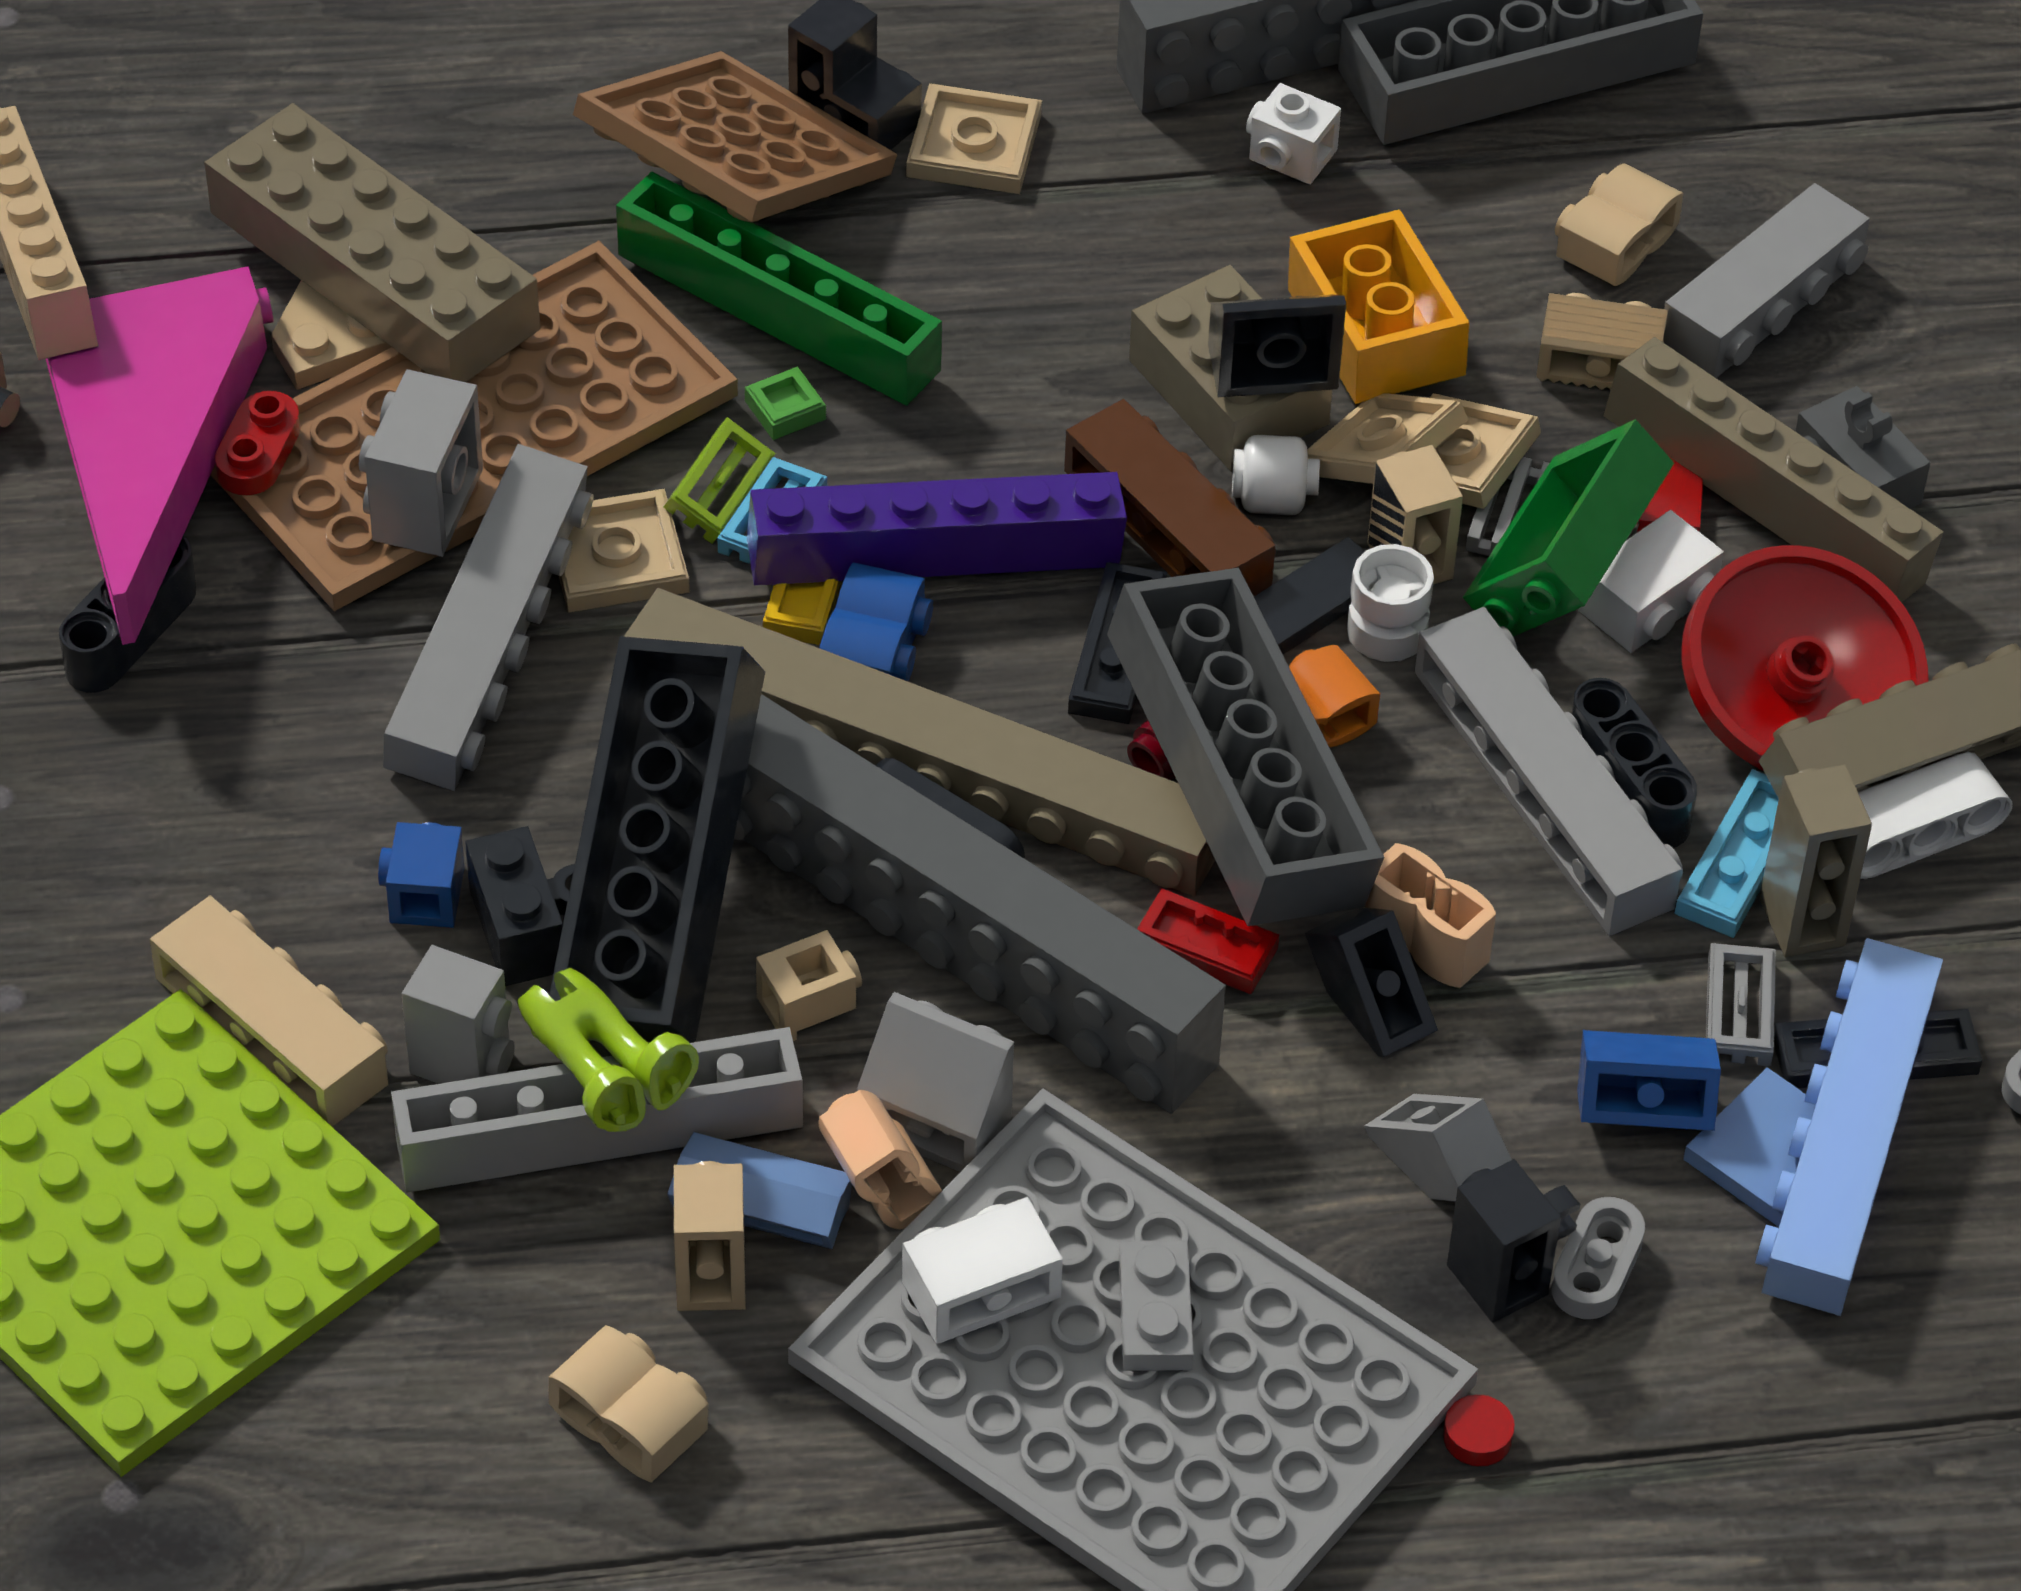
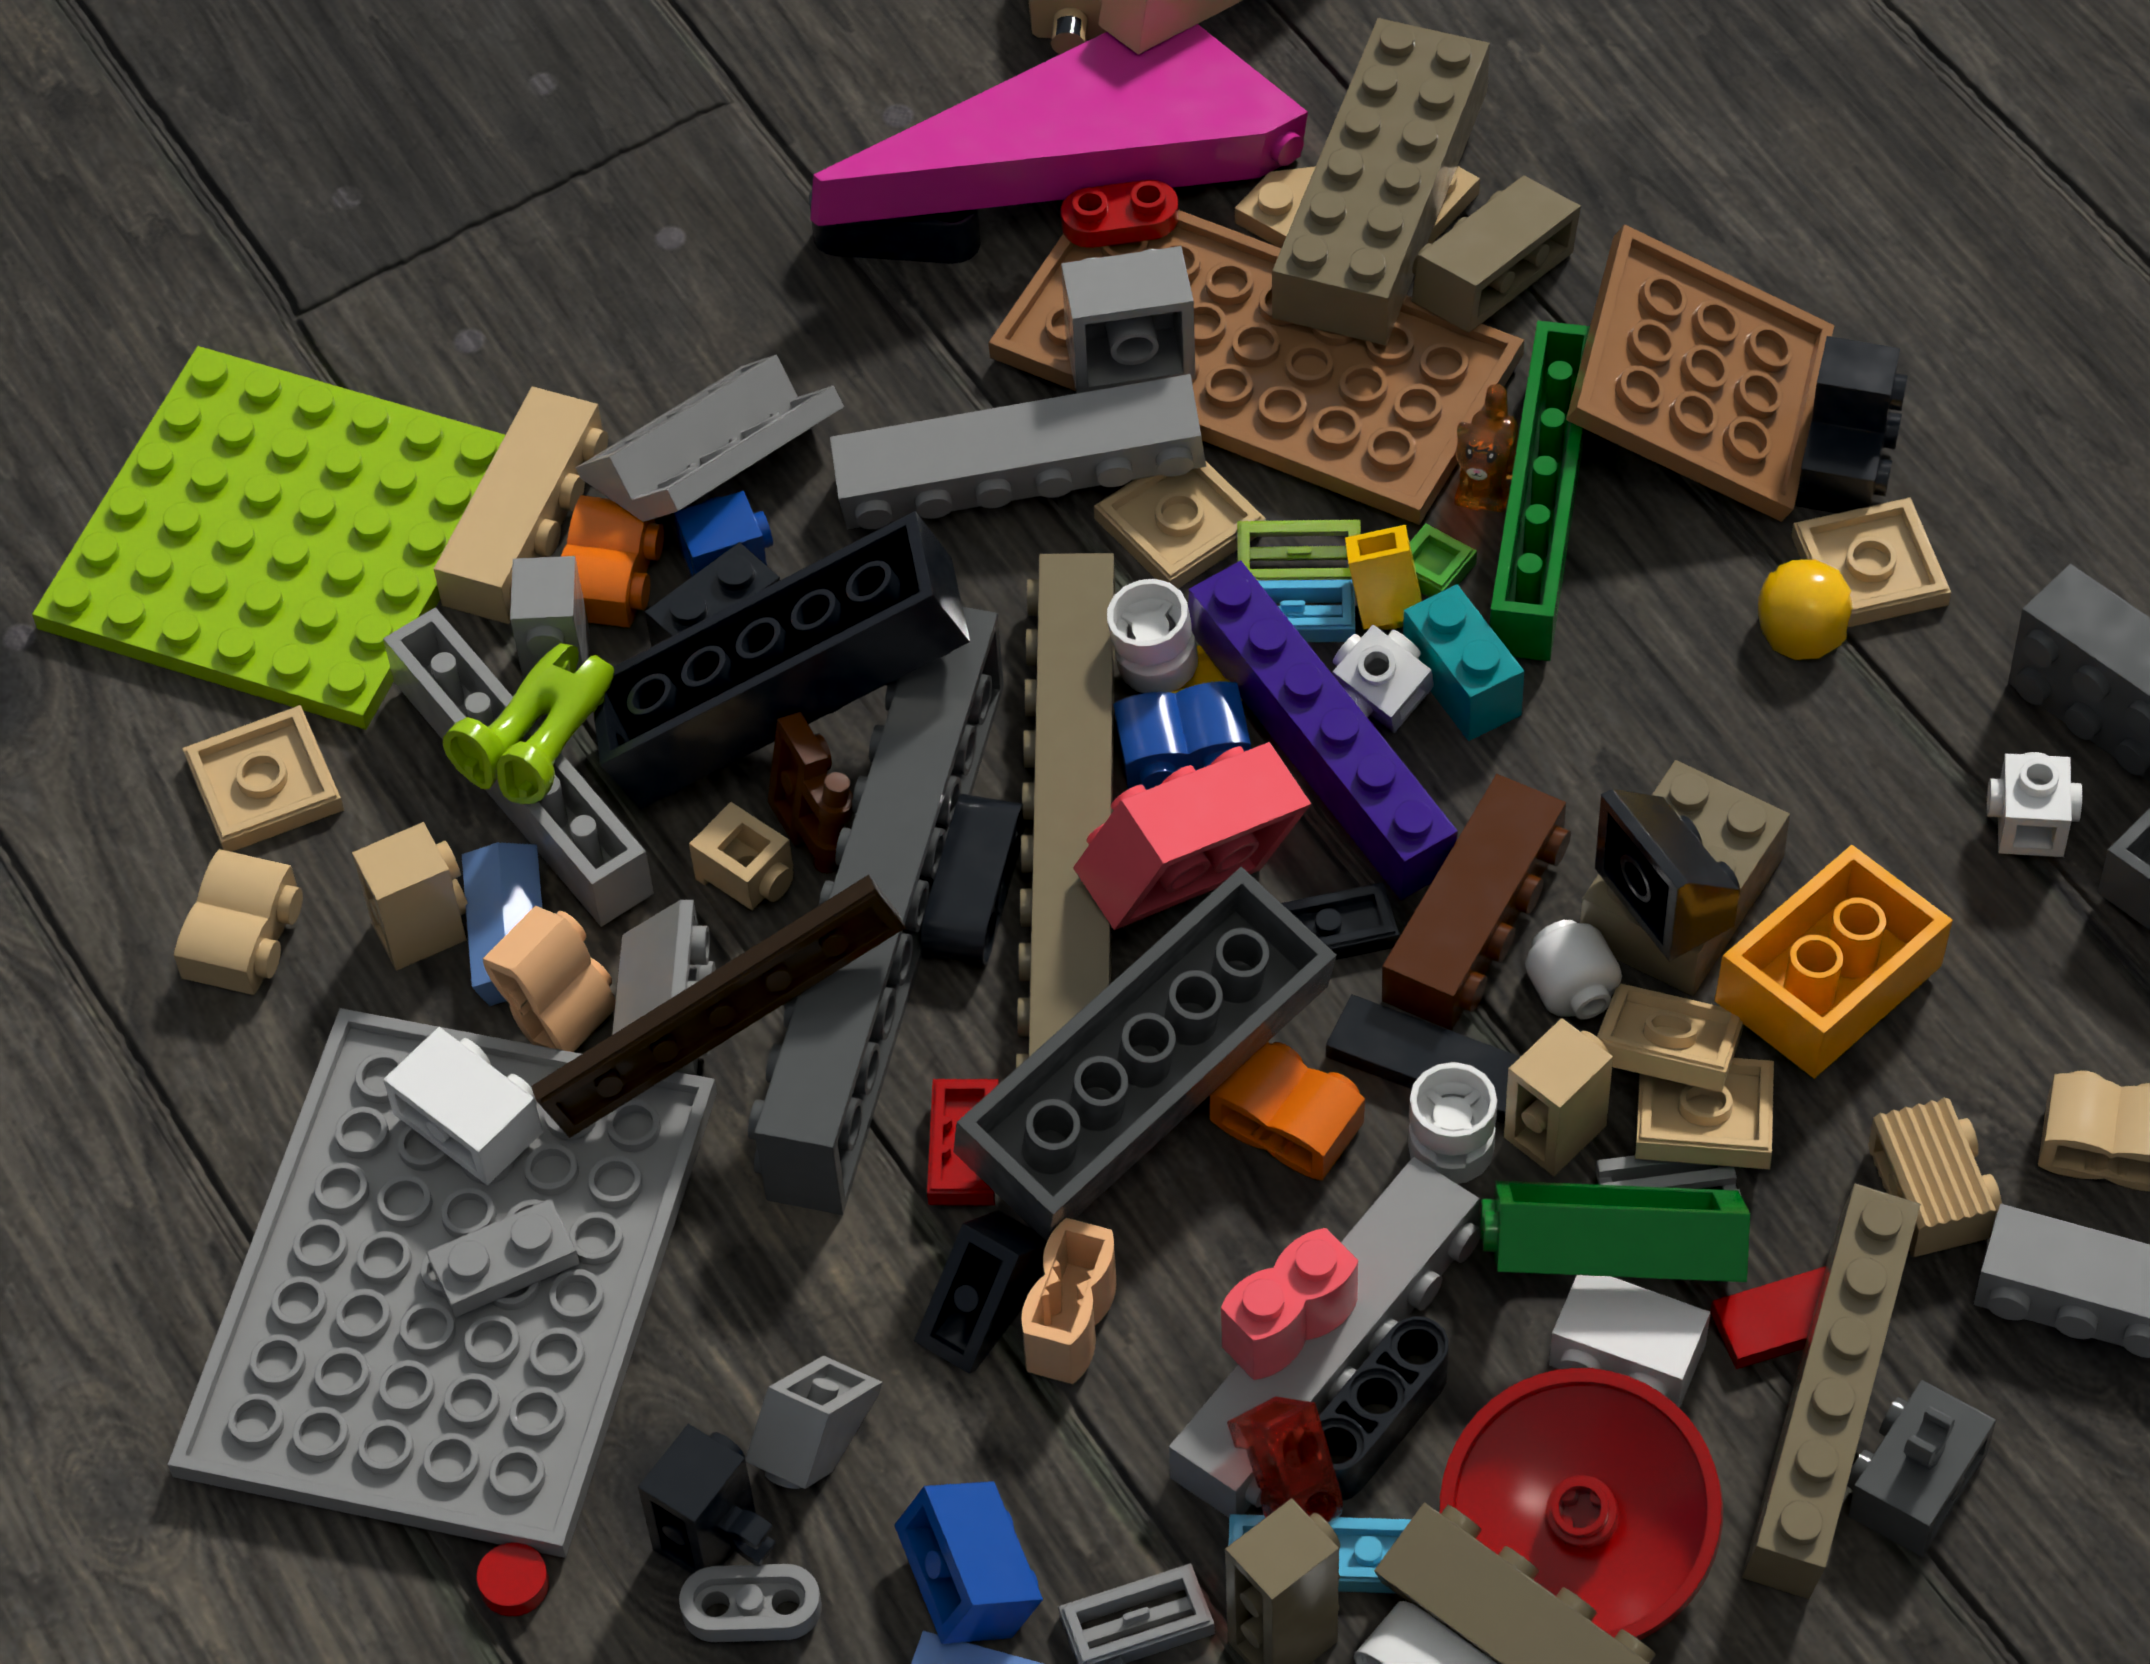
camera: 70 degrees right, 5 degrees up
(312, 831) = (706, 440): none -> light grey slope
(369, 962) = (612, 559): none -> orange brick
(452, 1338) = (263, 779): none -> tan tile
(498, 204) = (1495, 253): none -> dark tan brick
(715, 306) = (1487, 454): none -> clear orange animal
(766, 889) = (803, 795): none -> reddish brown plate
(775, 585) = (1152, 636): none -> white wheel
(803, 422) = (1383, 576): none -> yellow brick
(907, 456) = (1401, 678): none -> white brick
(920, 415) = (1470, 665): none -> teal brick
(1004, 188) = (1804, 609): none -> yellow hair
(1024, 635) = (1190, 833): none -> coral brick
(1029, 1011) = (718, 1006): none -> dark brown tile
(1543, 748) = (1283, 1306): none -> coral brick
(1685, 813) = (1289, 1456): none -> clear red leg

